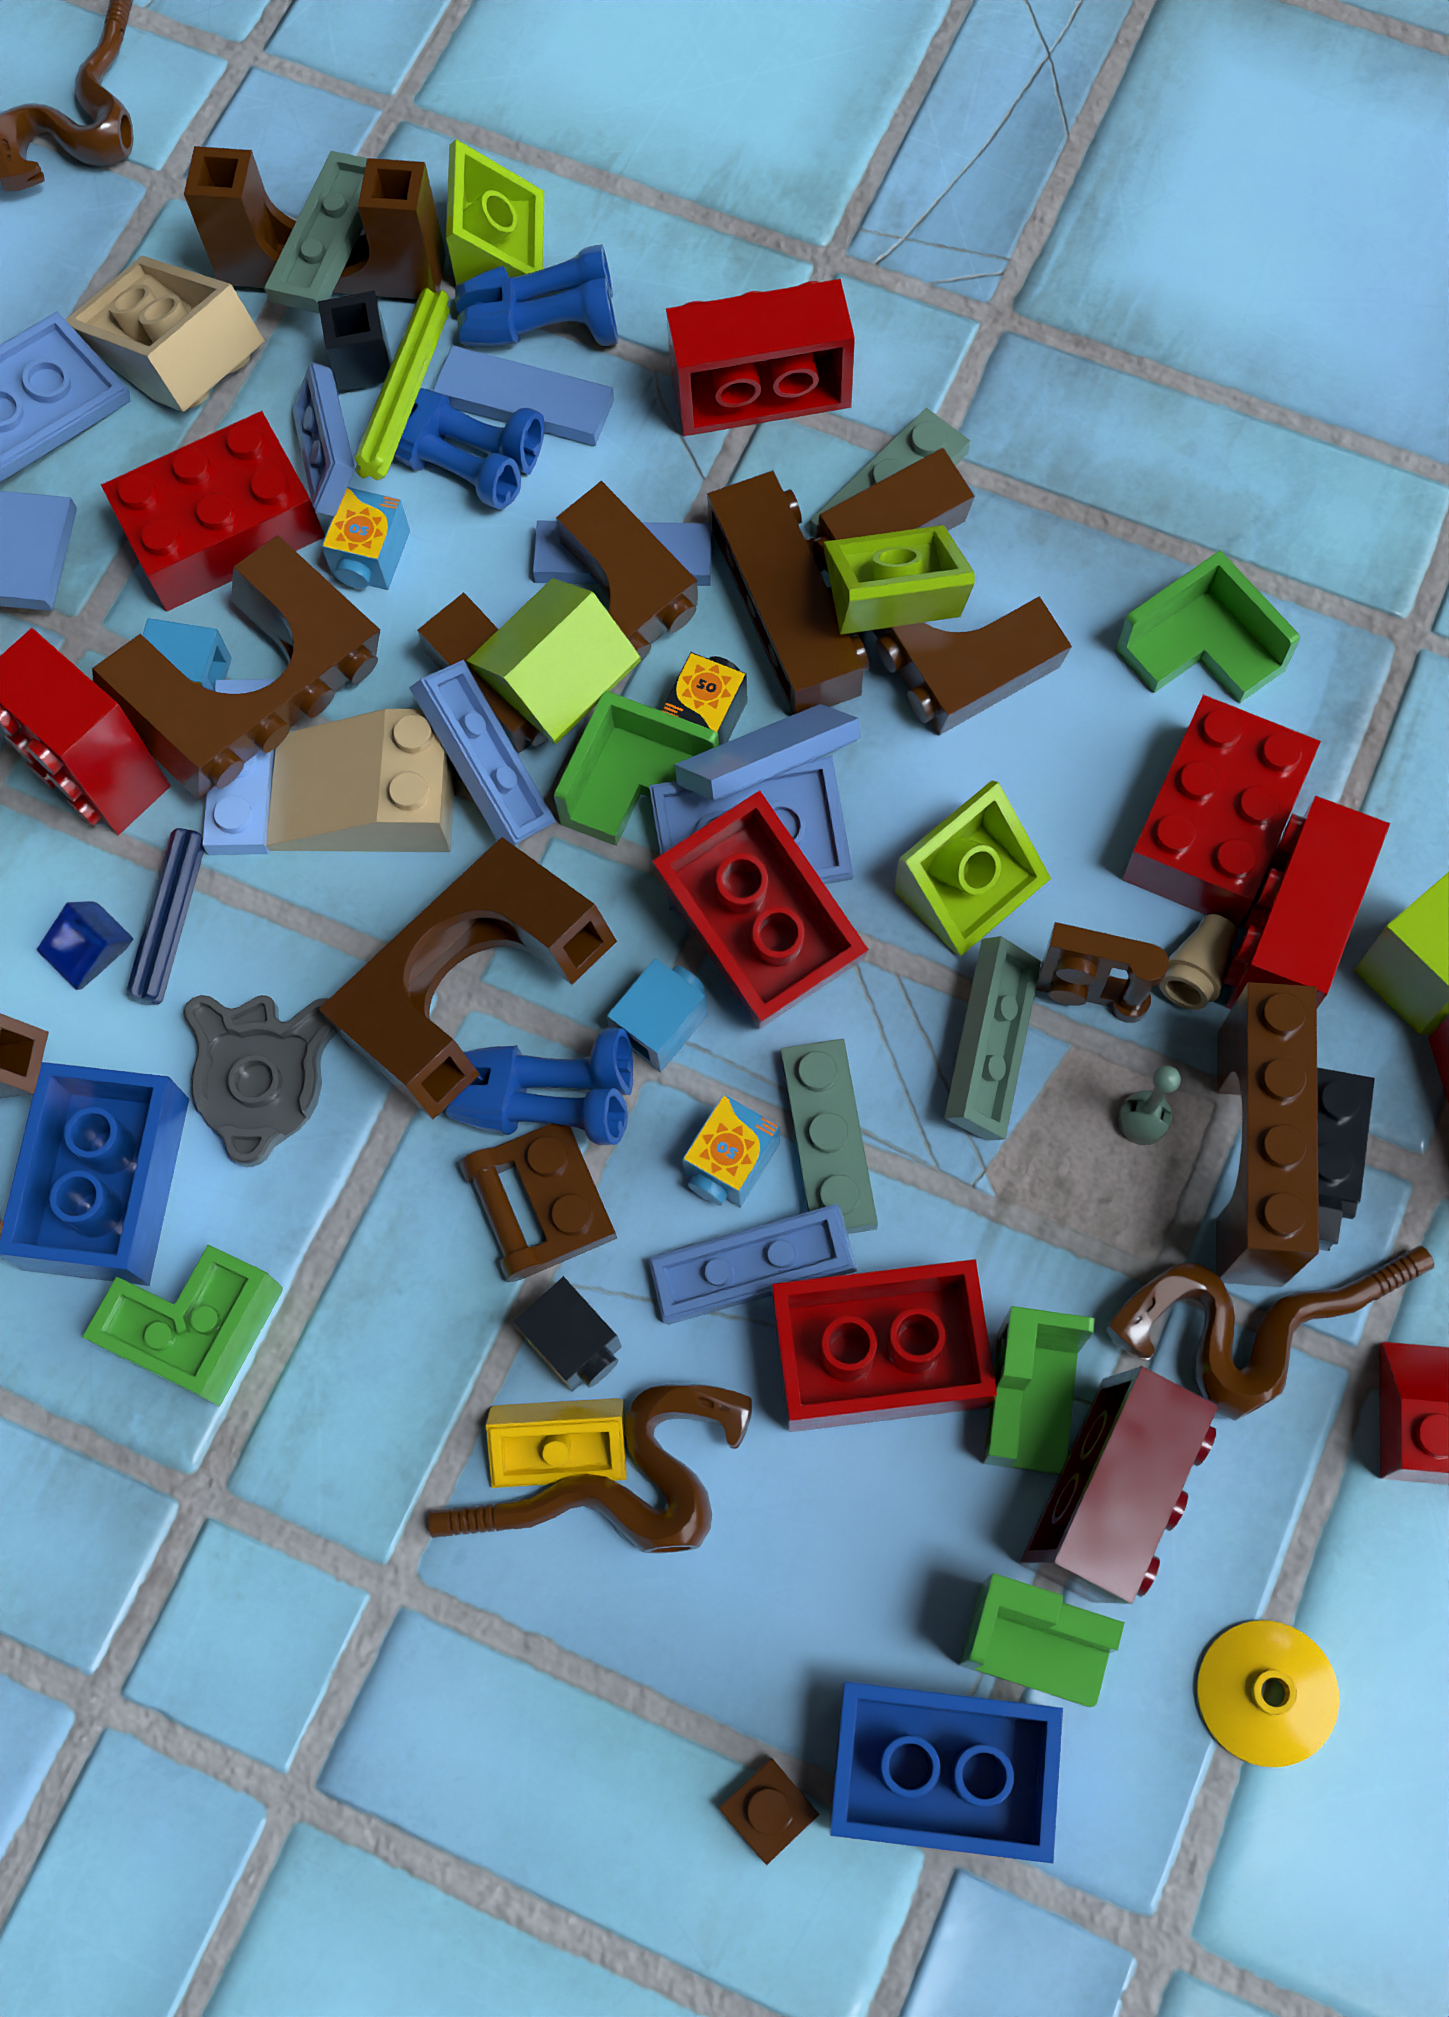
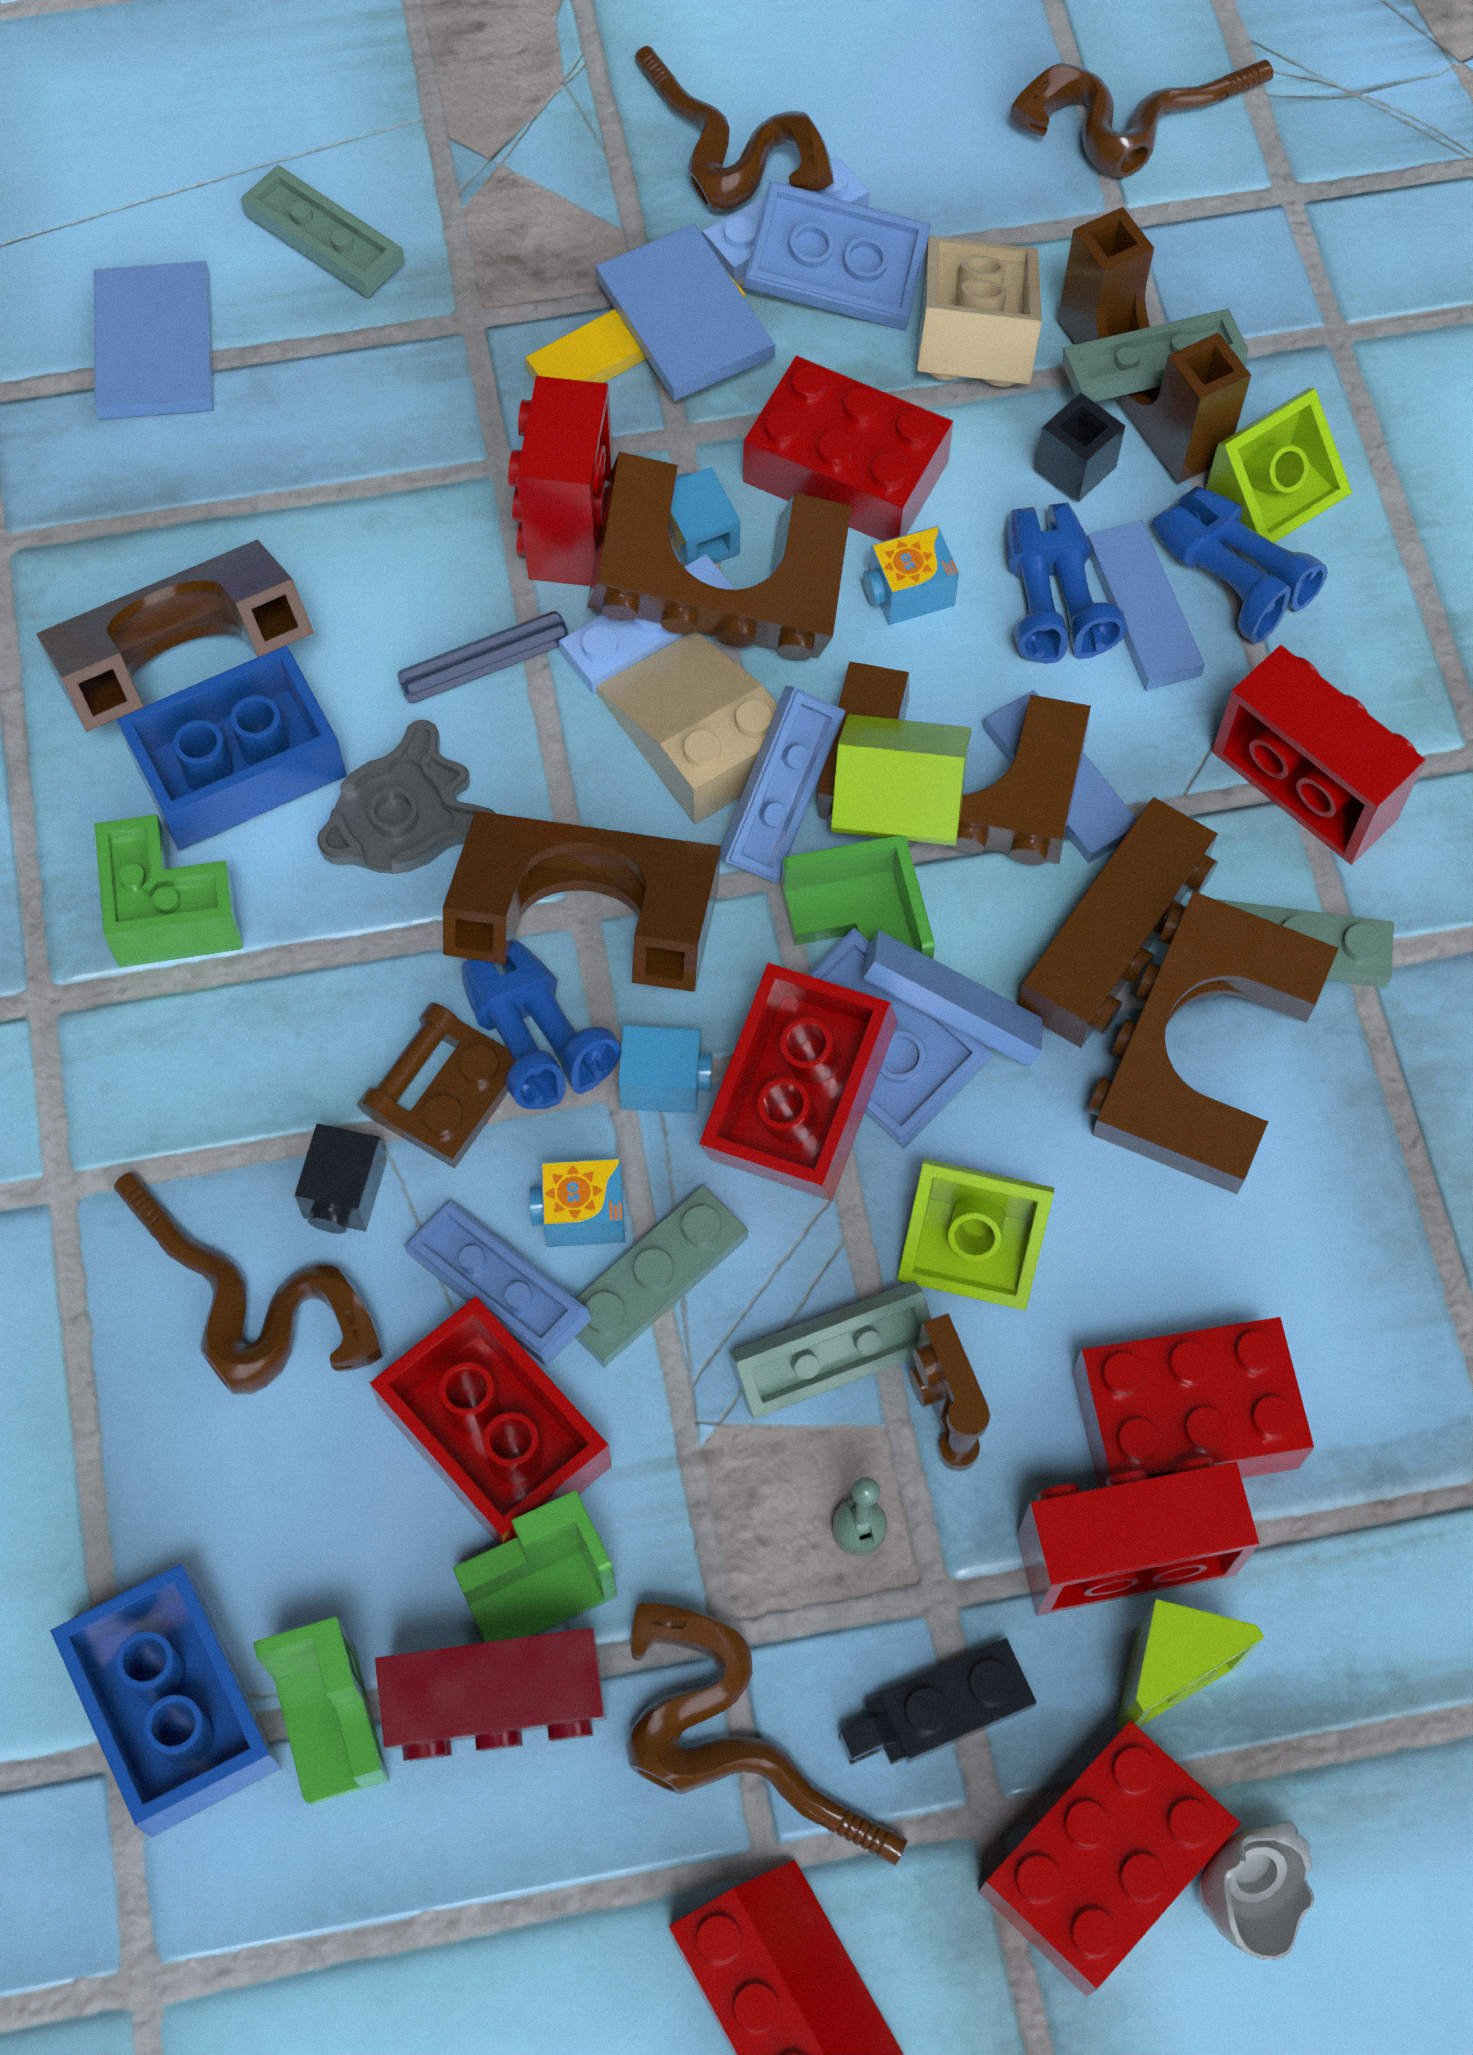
camera: 50 degrees right, 5 degrees down
(83, 942) = (421, 615): clear blue slope -> none
(323, 439) = (966, 481): medium blue tile -> none
(402, 385) = (1062, 504): lime axle -> none
(556, 1441) = (251, 1229): yellow slope -> none
(709, 694) = (970, 924): brick -> none
(769, 1811) = (55, 1587): reddish brown plate -> none
(897, 579) = (1178, 986): lime slope -> none
(1200, 964) = (1019, 1476): tan cone -> none
(1211, 619) = (1371, 1279): bright green panel -> none
(1232, 1698) = (439, 1975): yellow dish -> none
(1272, 1062) = (960, 1579): reddish brown arch -> none

